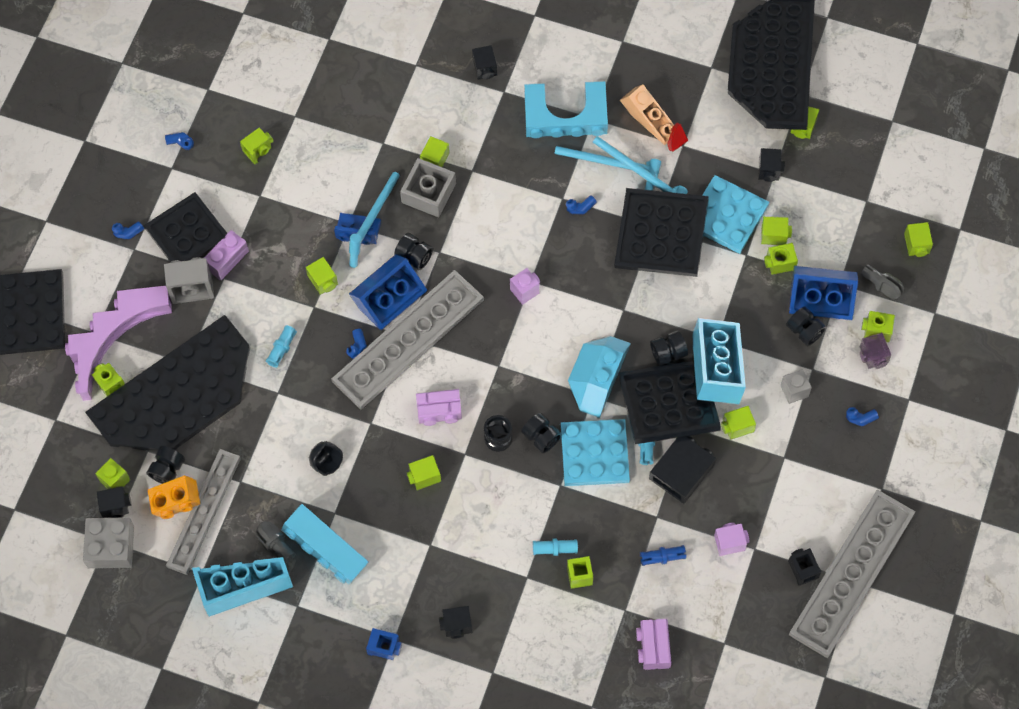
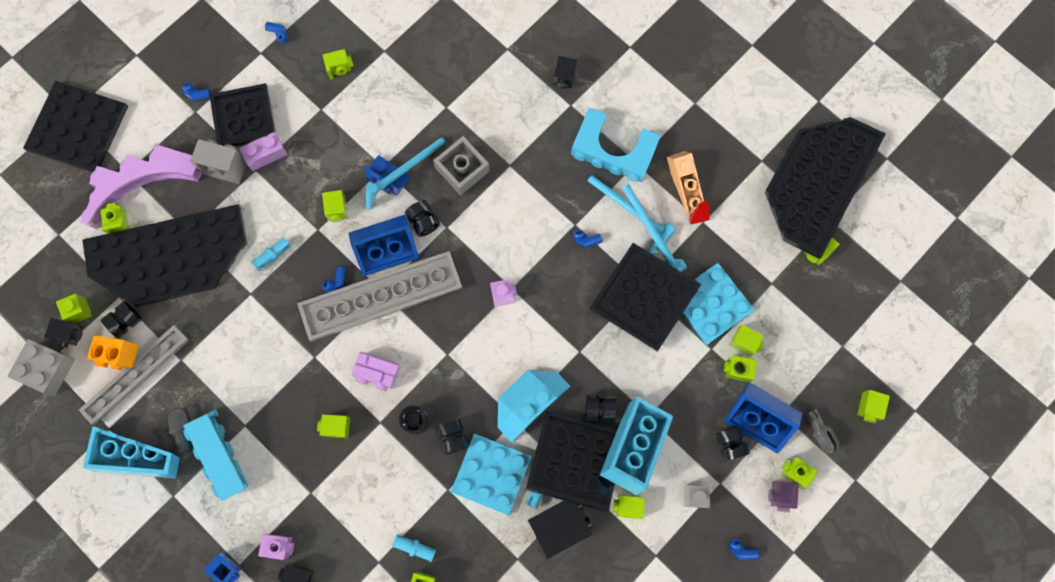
camera: 20 degrees right, 10 degrees up
(325, 458) = (257, 374): black hair -> none
(423, 602) = (276, 546): none -> lavender brick
(435, 151) = (483, 137): lime brick -> none
(770, 164) = (771, 275): black brick -> none

